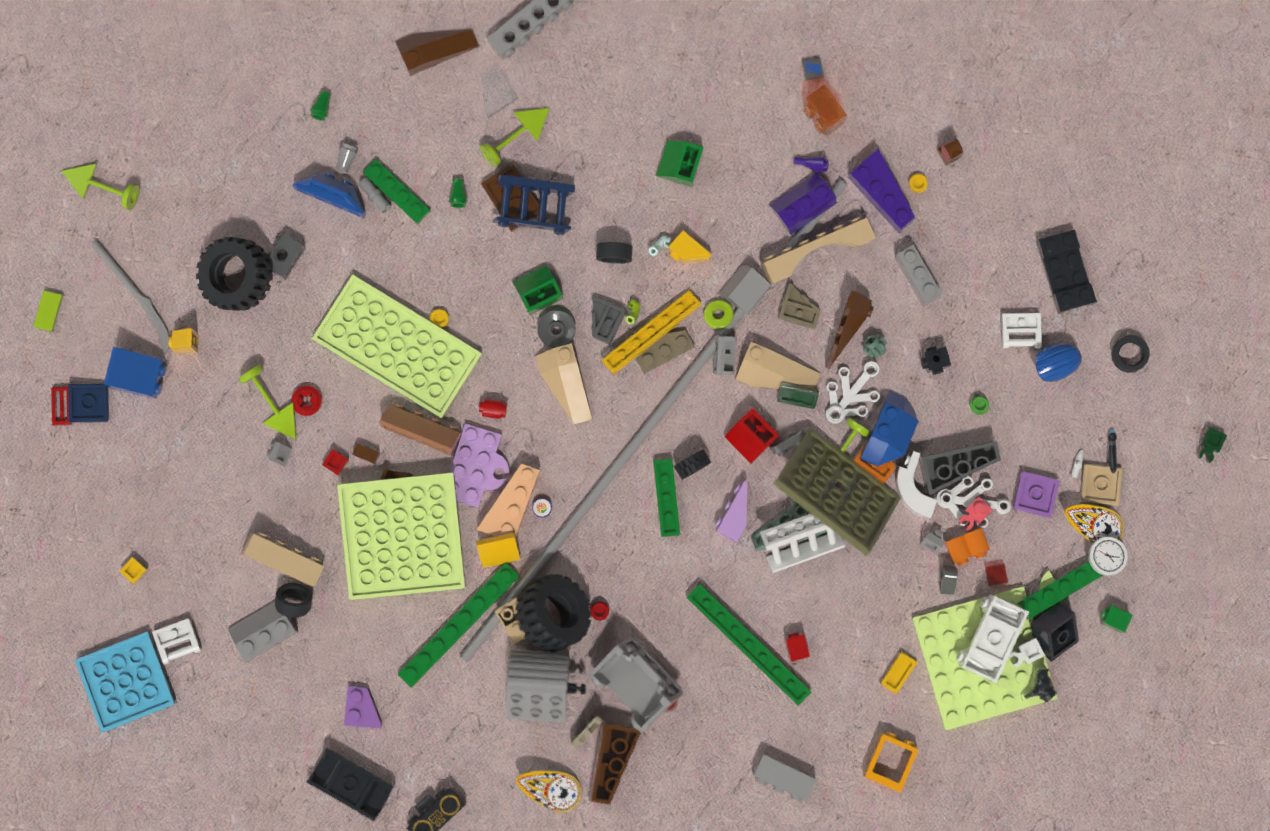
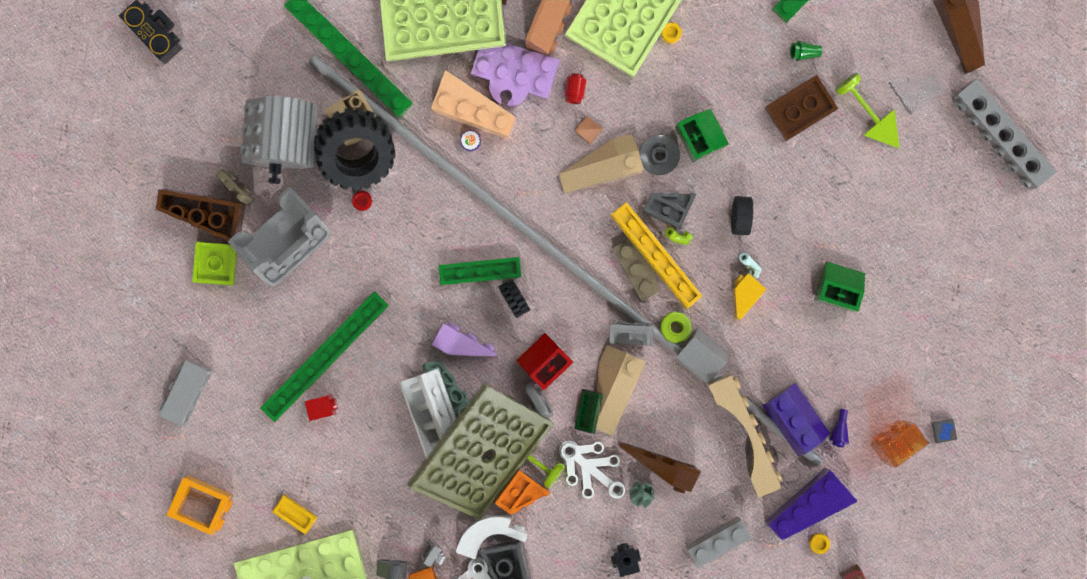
camera: 90 degrees right, 5 degrees up
(498, 550) = (424, 93): yellow slope -> none
(532, 396) = (588, 130): none -> nougat slope
(545, 188) = (813, 121): dark blue fence -> none
(551, 789) = (176, 149): shield -> none
(660, 751) = (214, 264): none -> lime plate
(799, 309) = (681, 413): dark tan wing -> none
(891, 431) = (549, 510): blue wedge -> none

